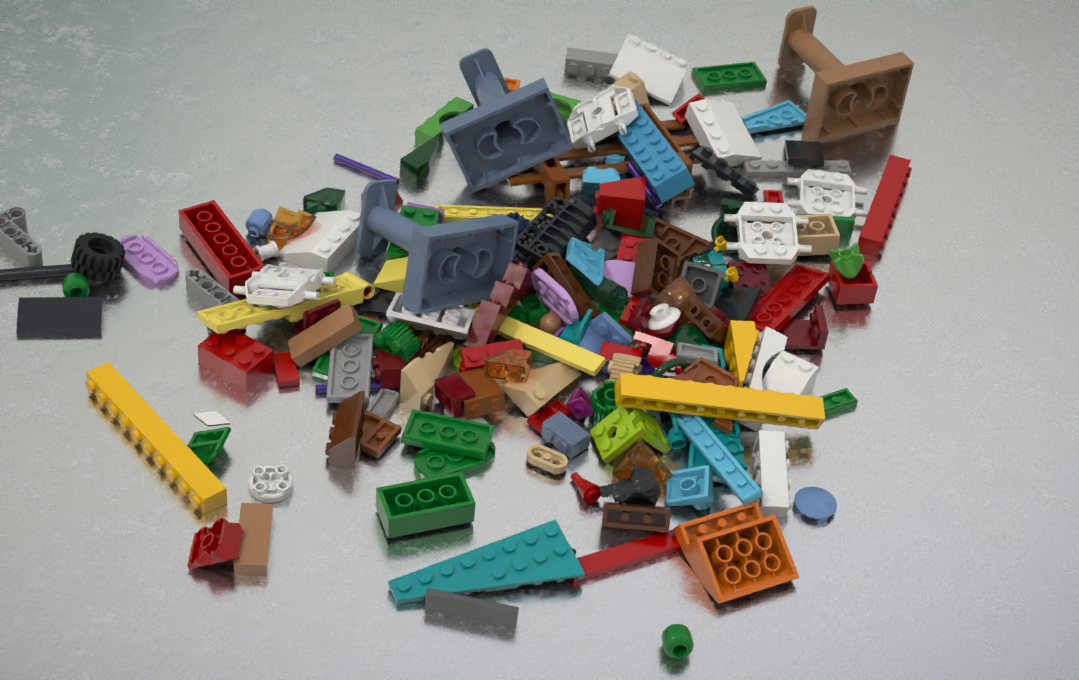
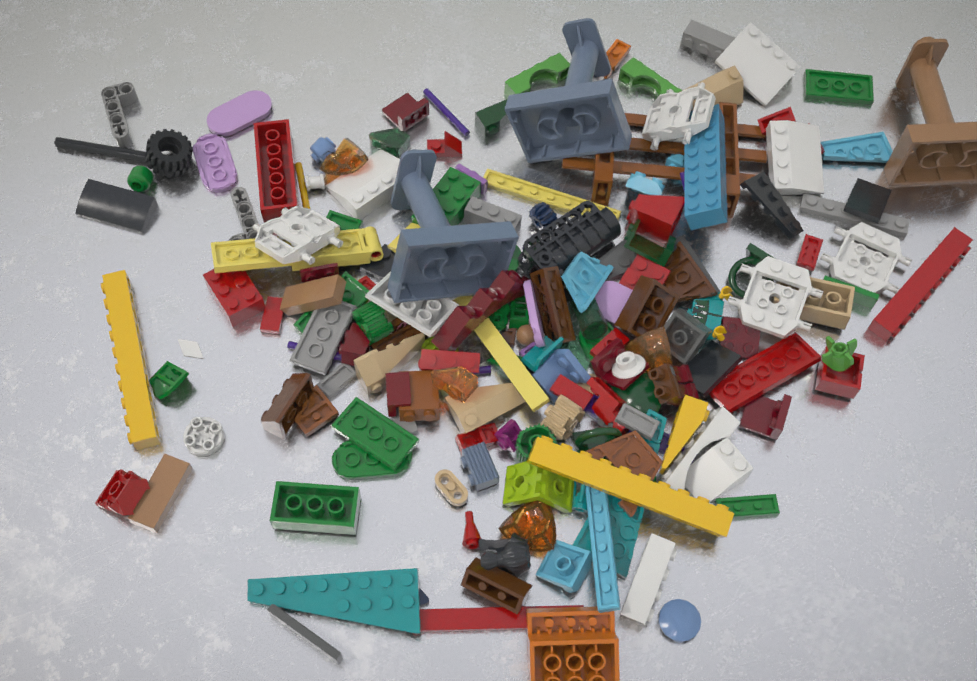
camera: 25 degrees right, 20 degrees up
(149, 213) = (239, 113): none -> lavender tile
(327, 175) = (406, 111): none -> dark red bracket

